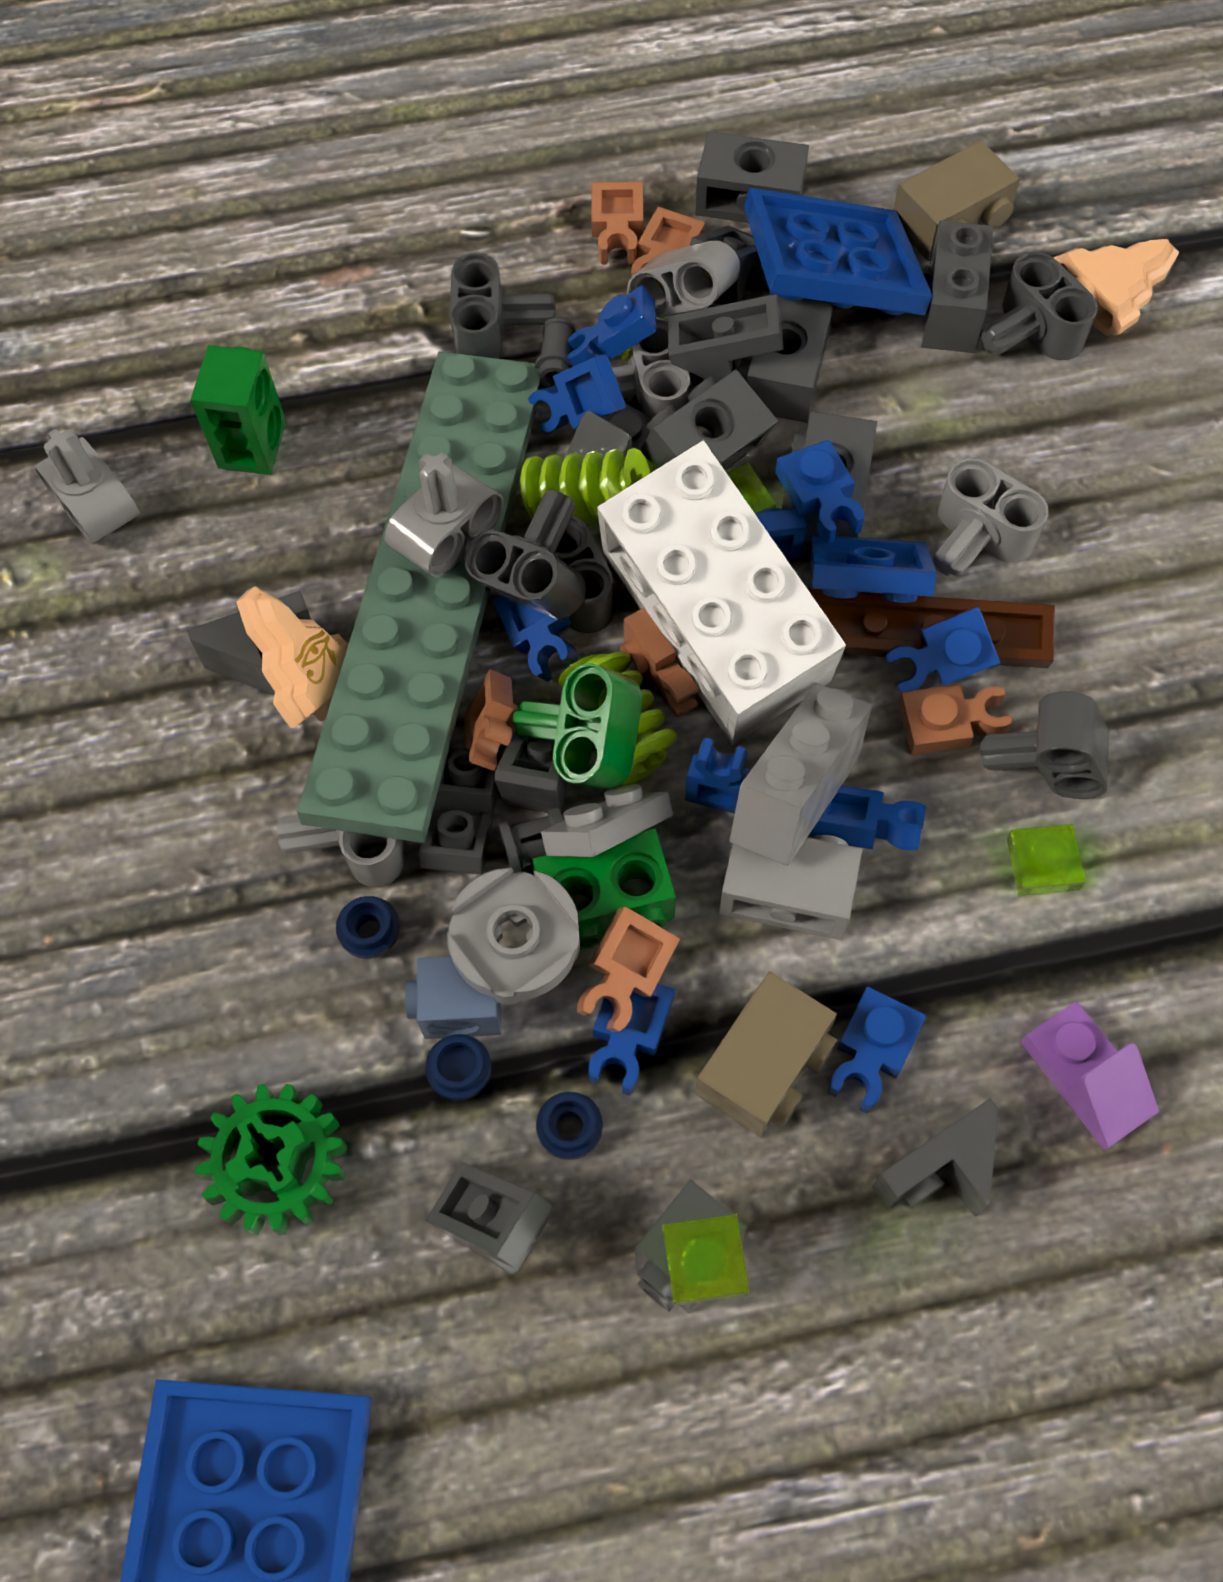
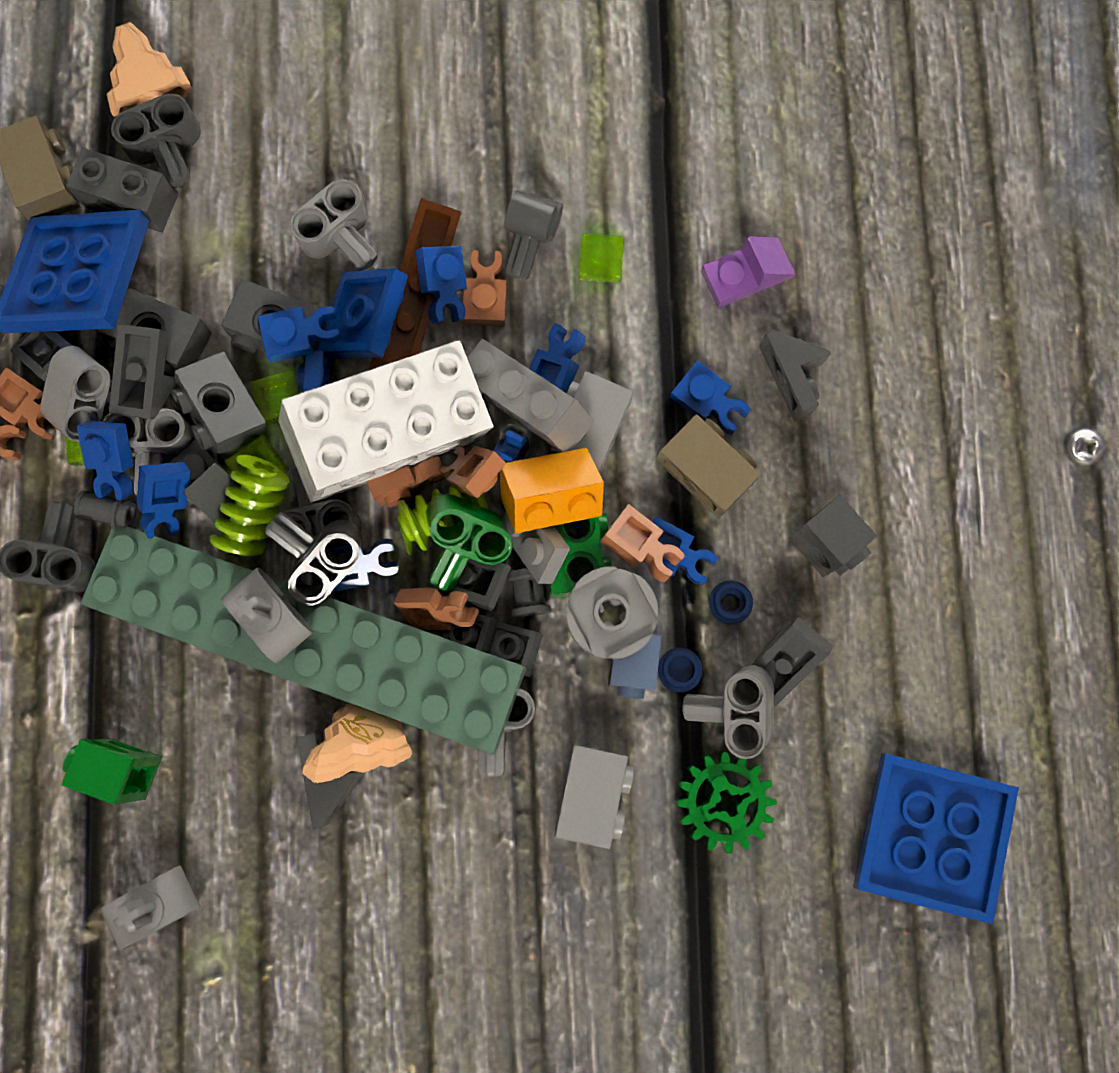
camera: 85 degrees left, 15 degrees up
(262, 971) = (593, 797): none -> light grey brick
(362, 911) = (583, 716): dark blue plate -> none
(407, 1163) = (737, 709): none -> light grey beam
(673, 820) = (551, 490): none -> light orange brick
(676, 718) = (473, 471): none -> nougat plate
(705, 1260) = (864, 522): clear neon green plate -> none

